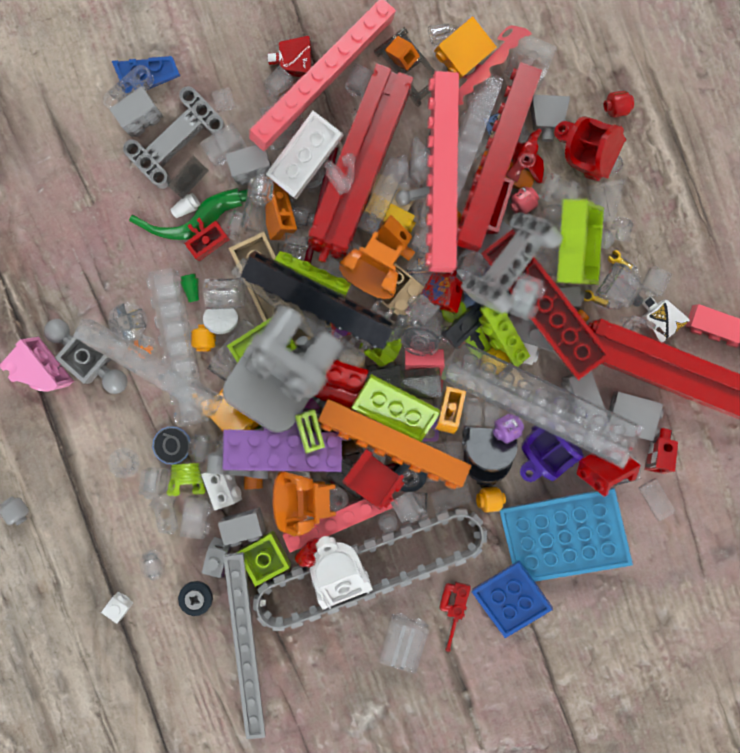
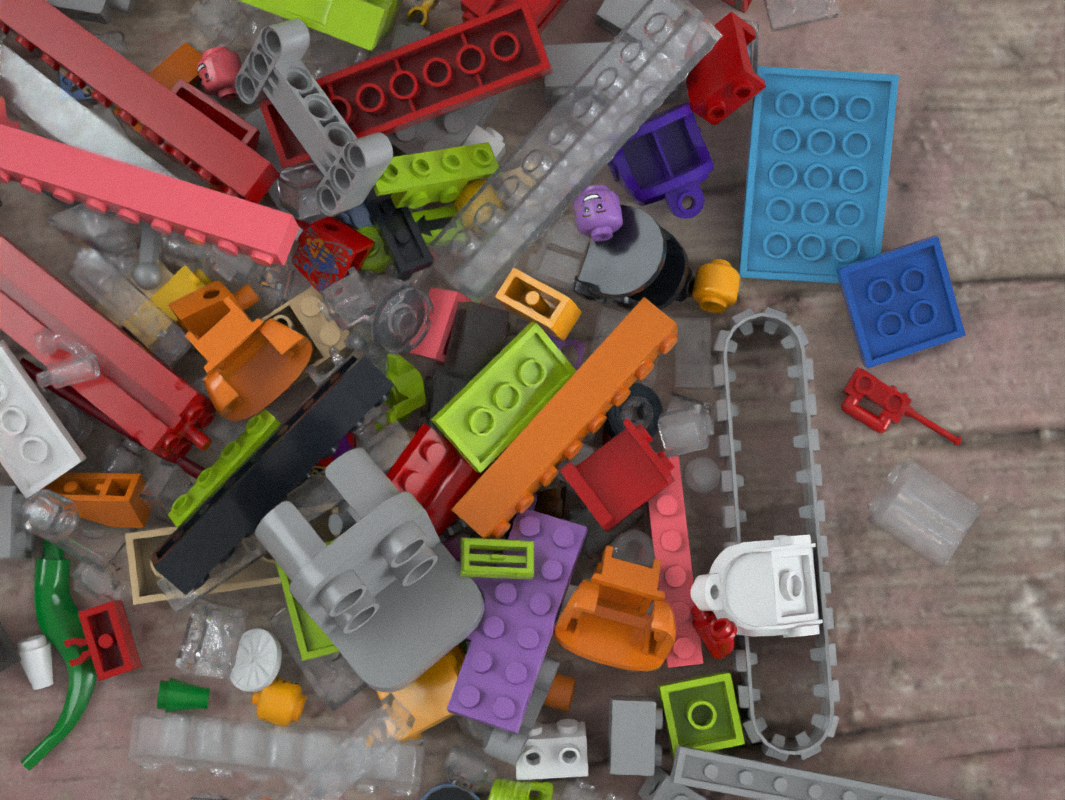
camera: 70 degrees left, 5 degrees down
(525, 296) = (375, 110): clear brick -> none
(526, 157) = (148, 45): red animal -> none

